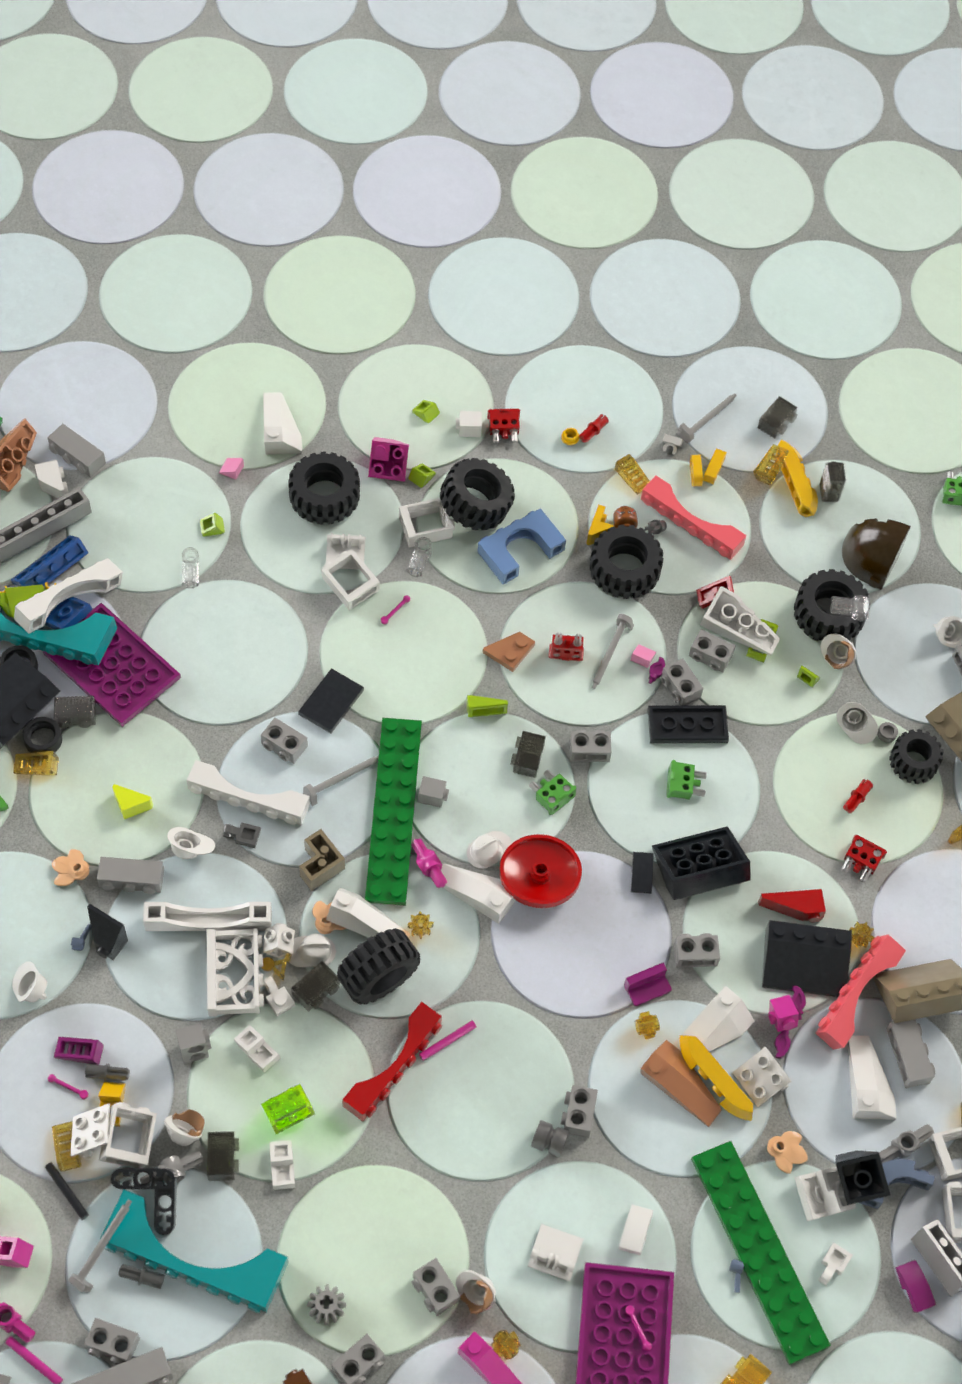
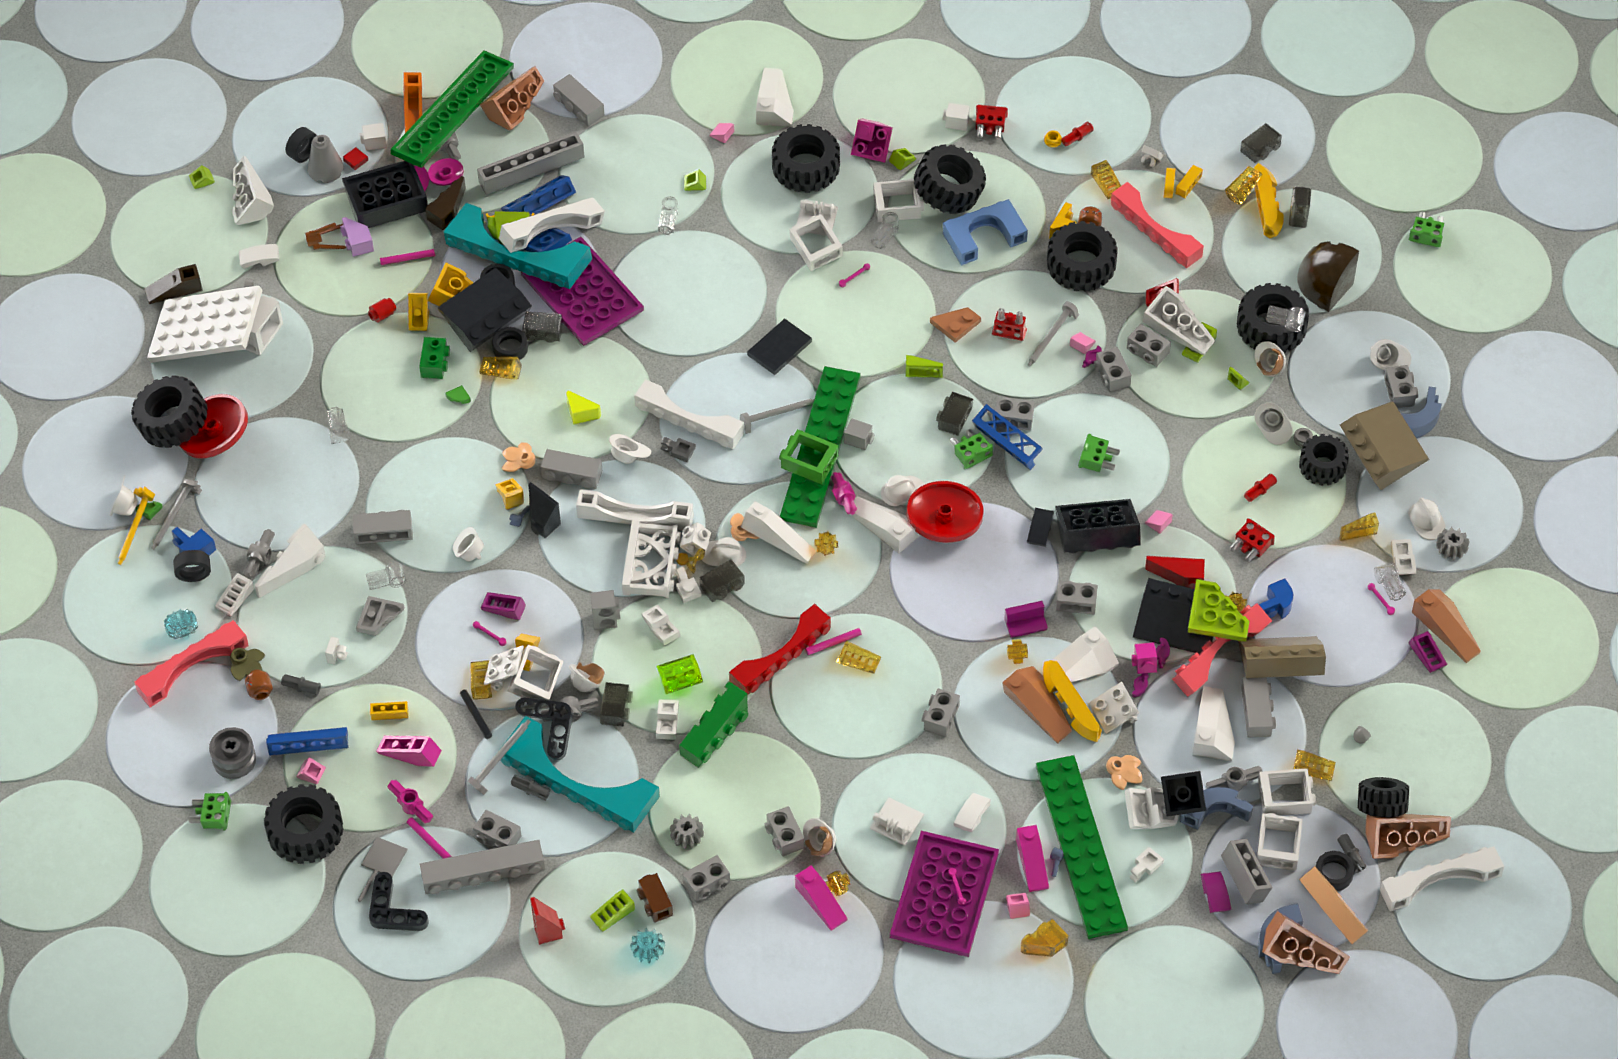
camera: 15 degrees right, 5 degrees down
(50, 480) = (550, 122): white slope -> none
(67, 912) = (511, 493): none -> yellow slope
(106, 1072) = (525, 625): dark grey axle -> none
(287, 737) = (729, 374): light grey brick -> none
(324, 861) = (746, 480): dark tan brick -> none
(337, 1168) = (715, 725): none -> green wedge
(378, 966) = (779, 566): black tyre -> none
(397, 847) = (803, 469): none -> bright green window
(426, 411) = (918, 101): lime slope -> none
(477, 1064) = (853, 649): none -> clear yellow slope
(550, 1138) = (908, 729): flat silver wheel -> none
(586, 781) = (999, 439): none -> blue fence
(656, 526) = (1117, 228): dark grey axle -> none
(688, 434) = (1168, 149): light grey piece -> none
(688, 724) = (1112, 407): black tile -> none
(706, 1336) = (1018, 905): none -> bright pink slope
(711, 1276) = (1032, 858): none -> dark pink slope
(762, 847) = (1159, 520): none -> bright pink slope
(851, 955) = (1216, 614): none -> lime plate
(907, 920) = (1280, 599): none -> blue brick

